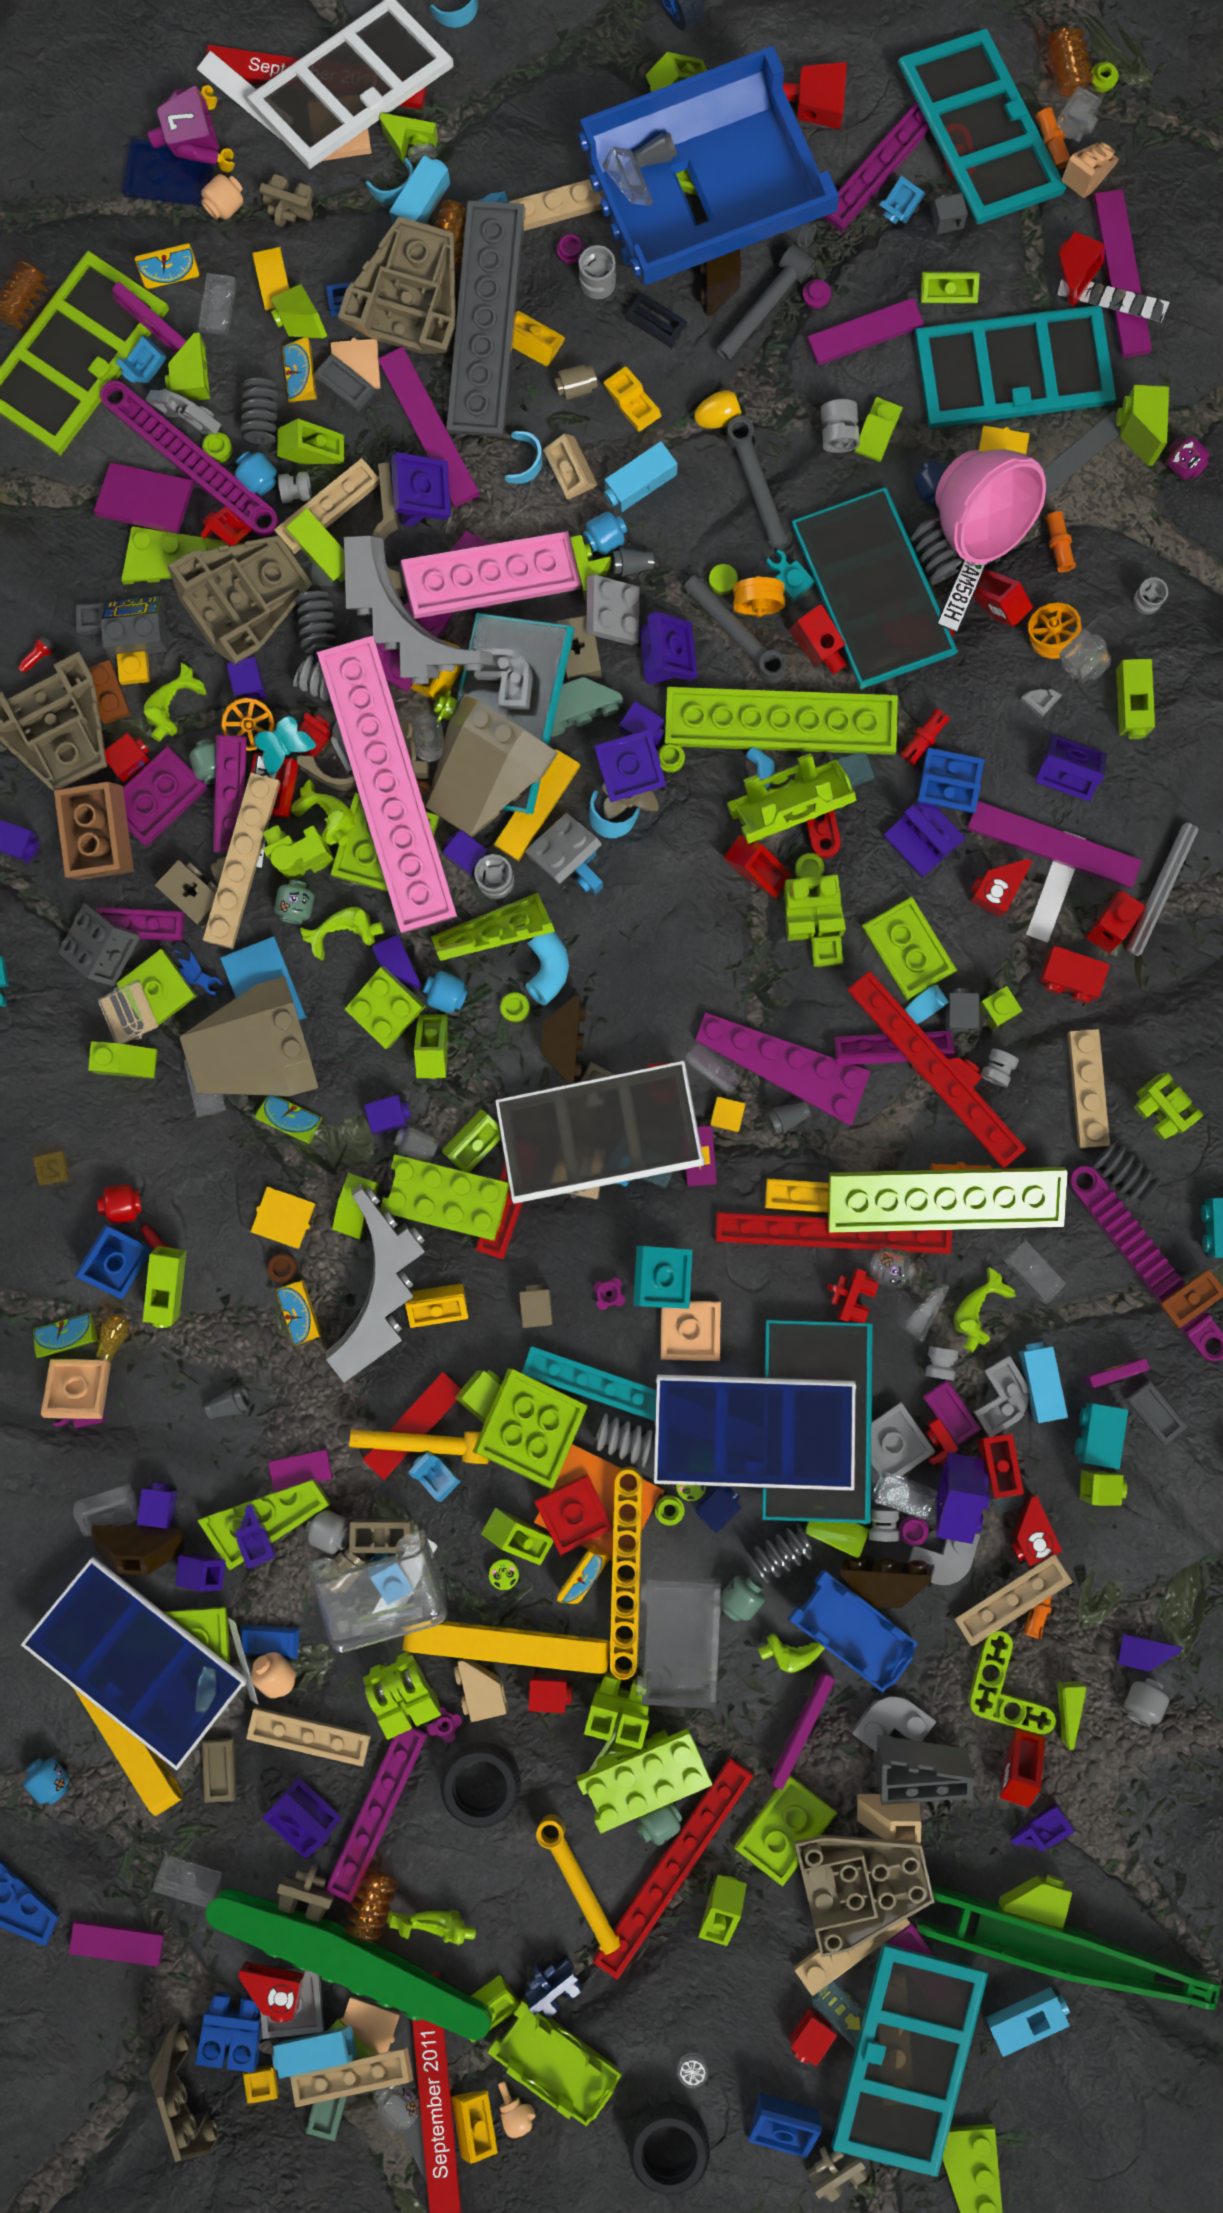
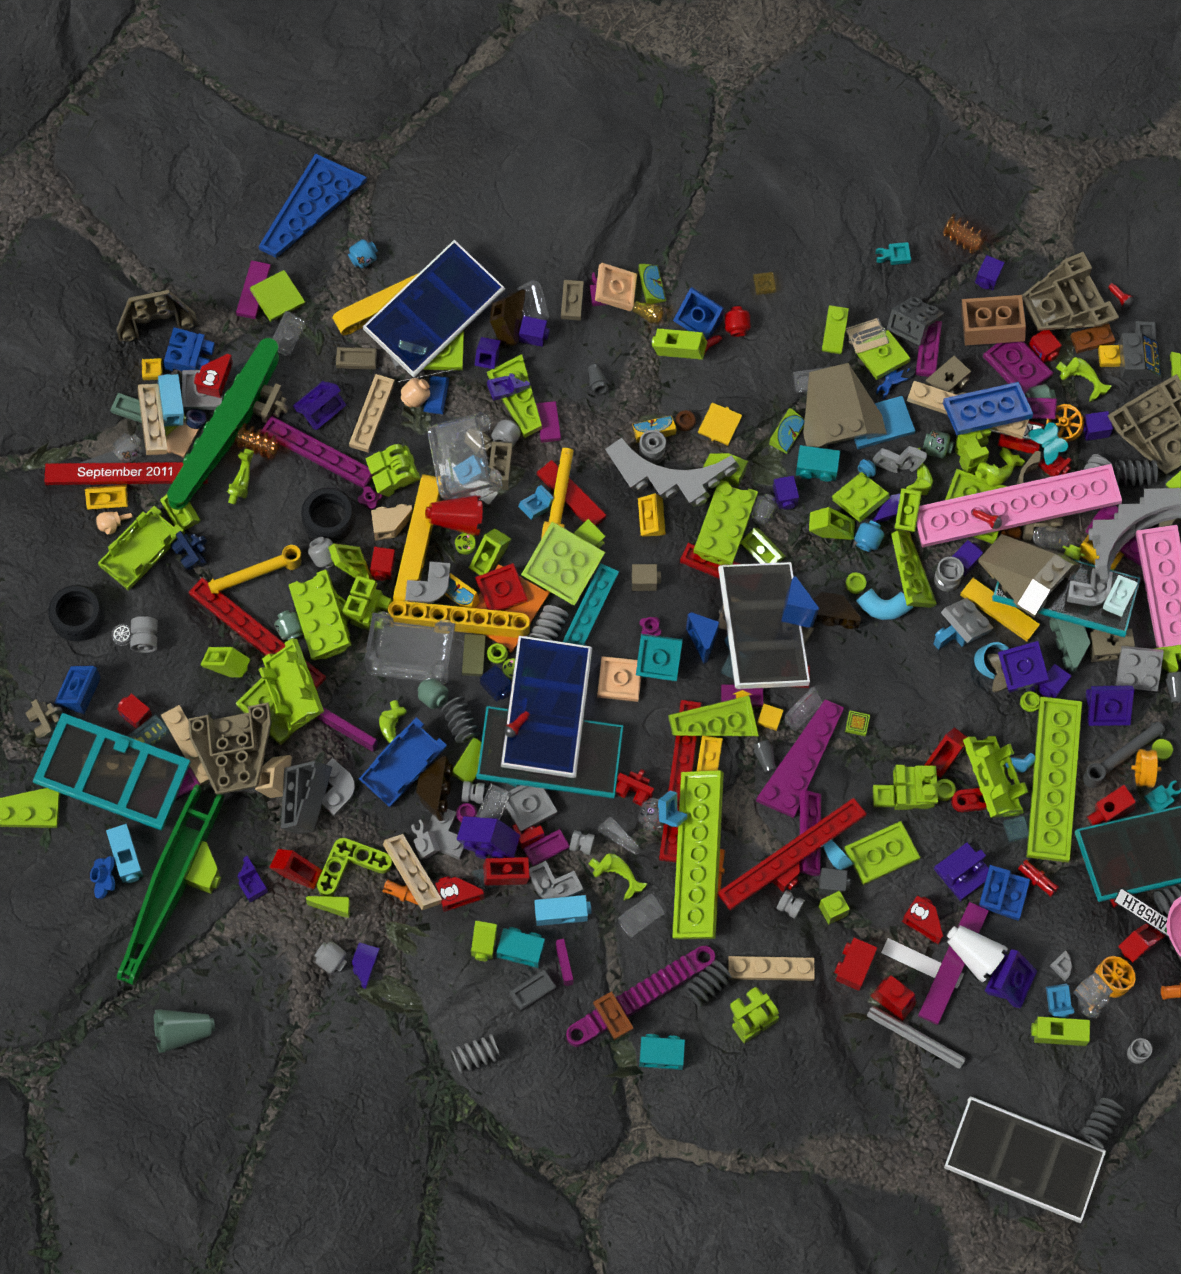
camera: 85 degrees right, 15 degrees down
(101, 1452) = (572, 300): none -> dark tan plate
(126, 1906) = (277, 295): none -> lime tile
(244, 830) = (987, 408): none -> blue plate
(323, 938) = (909, 459): none -> light grey plate
(333, 1313) = (652, 446): none -> light grey wheel
(337, 1072) = (817, 463): none -> teal brick
(339, 1001) = (867, 468): none -> dark azure plate
(339, 2006) = (195, 419): none -> dark blue tile
(405, 938) = (908, 510): none -> lime slope
(417, 813) = (994, 521): none -> red piece
(468, 1594) = (457, 514): none -> red cone
(514, 635) = (1120, 595): none -> light aqua plate
(541, 1785) = (320, 553): none -> light grey head
(553, 1742) = (350, 560): none -> lime wing
(575, 1084) = (799, 606): none -> blue slope
(589, 1615) = (433, 589): none -> light grey plate
(623, 1215) = (702, 633): none -> blue slope
(675, 1544) = (473, 655): none -> olive tile
(693, 2040) = (144, 634): none -> light grey wheel
(725, 992) = (857, 723): none -> tile
(742, 1183) = (719, 719): none -> lime wing
(748, 1809) = (293, 684): none -> lime piece
(802, 1479) = (512, 729): none -> red piece
(895, 1244) = (668, 810): none -> dark azure bracket
(963, 1585) = (426, 842): none -> light grey plate
(1047, 809) = (976, 951): none -> white cone
(1066, 2052) = (102, 876): none -> blue animal
(1095, 701) = (1059, 1000): none -> dark azure bracket

